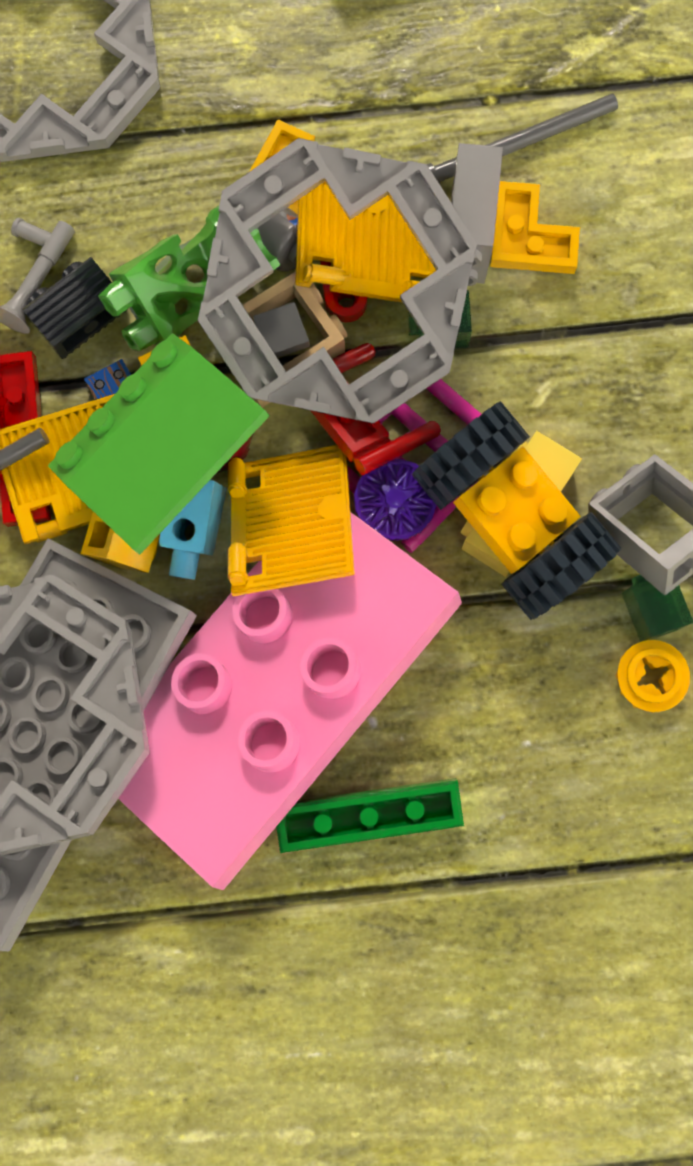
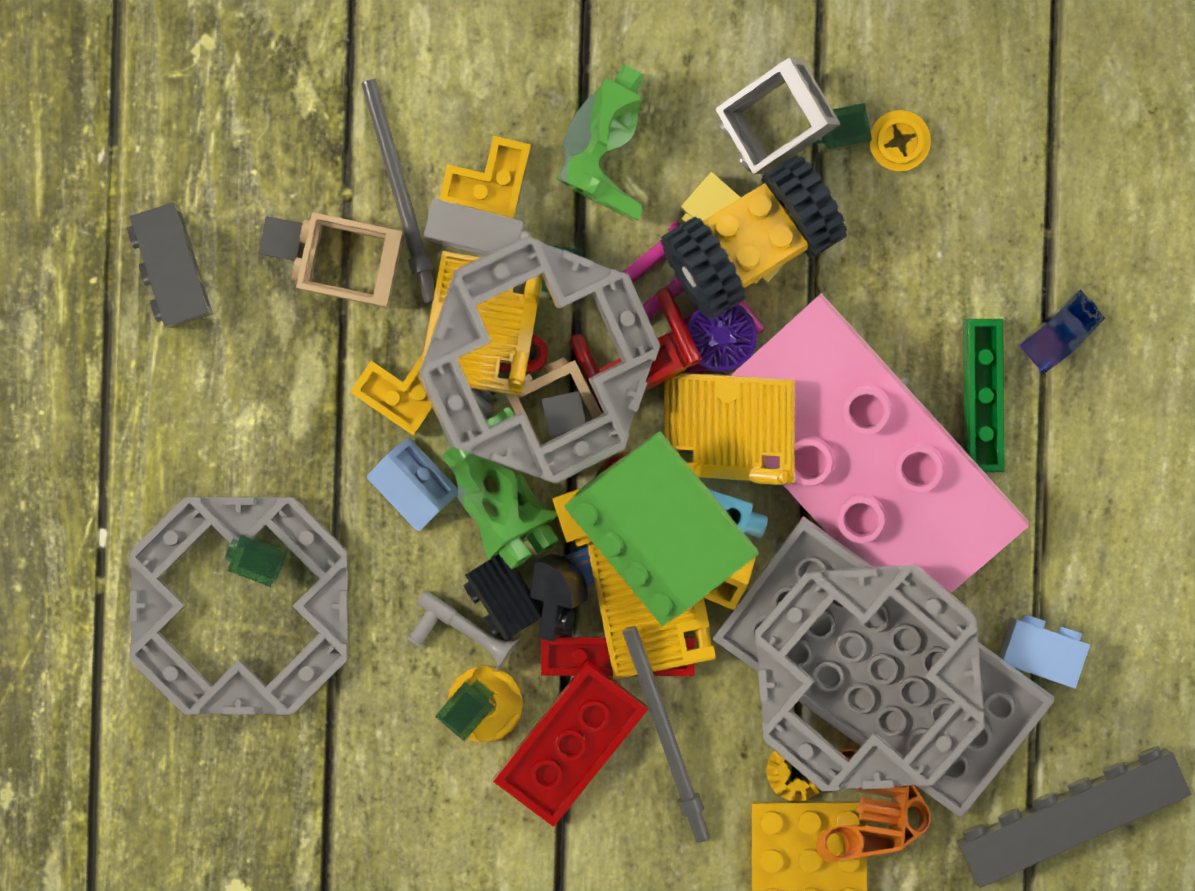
camera: 90 degrees left, 10 degrees up
(69, 933) = (1044, 652): none -> light blue brick
(83, 42) = (256, 559): none -> clear green brick
(86, 359) = (561, 588): none -> black brick
(187, 198) = (412, 483): none -> light blue panel
(419, 139) = (388, 268): none -> tan window
(432, 39) = (281, 238): none -> dark grey tile
(458, 902) = (1062, 332): none -> clear blue slope
(606, 334) = (598, 127): none -> bright green hips

